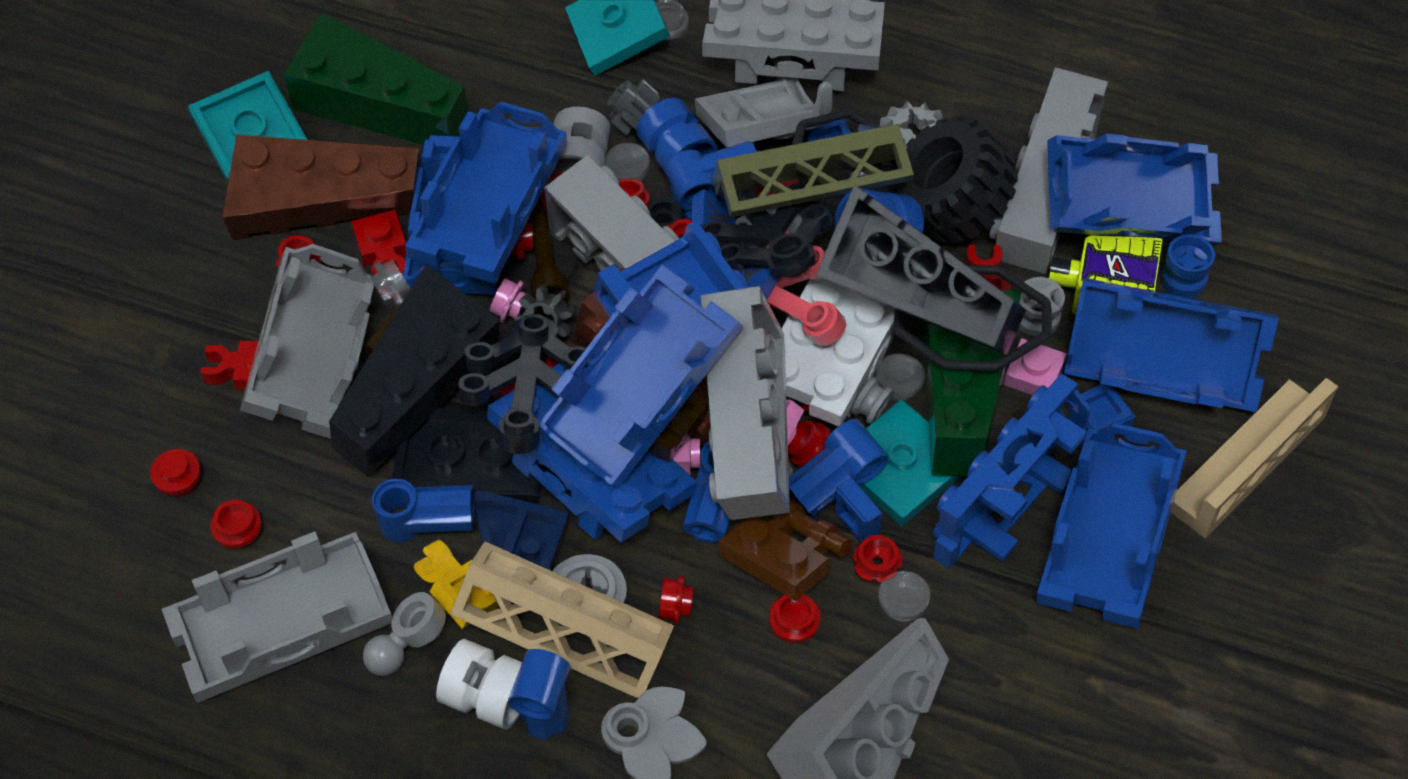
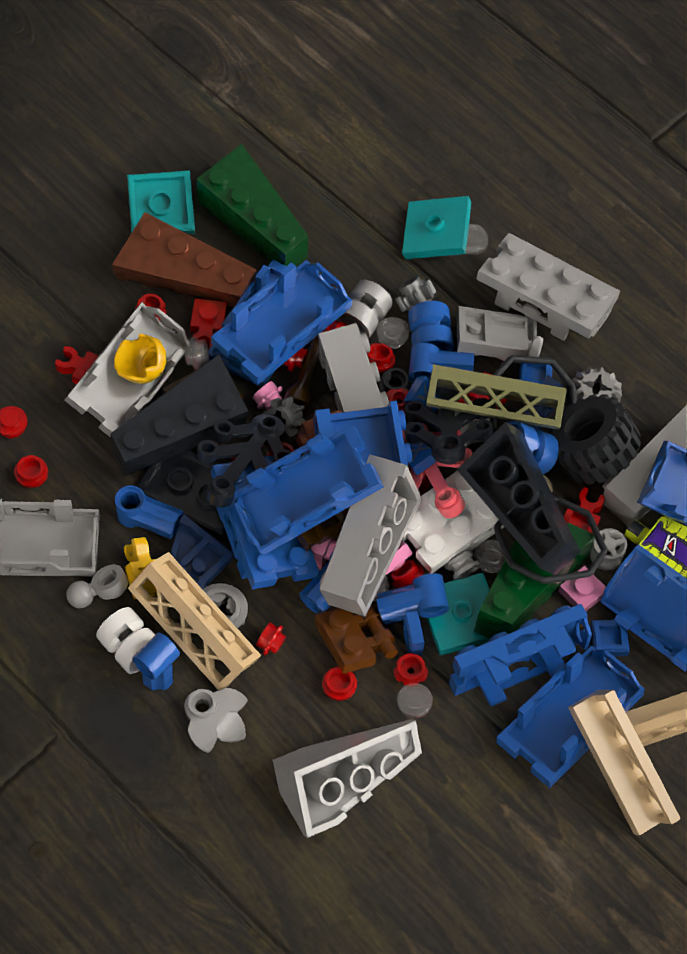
camera: 20 degrees right, 5 degrees up
(321, 316) = (140, 359): none -> yellow hair
(1218, 549) = (623, 761): none -> tan fence

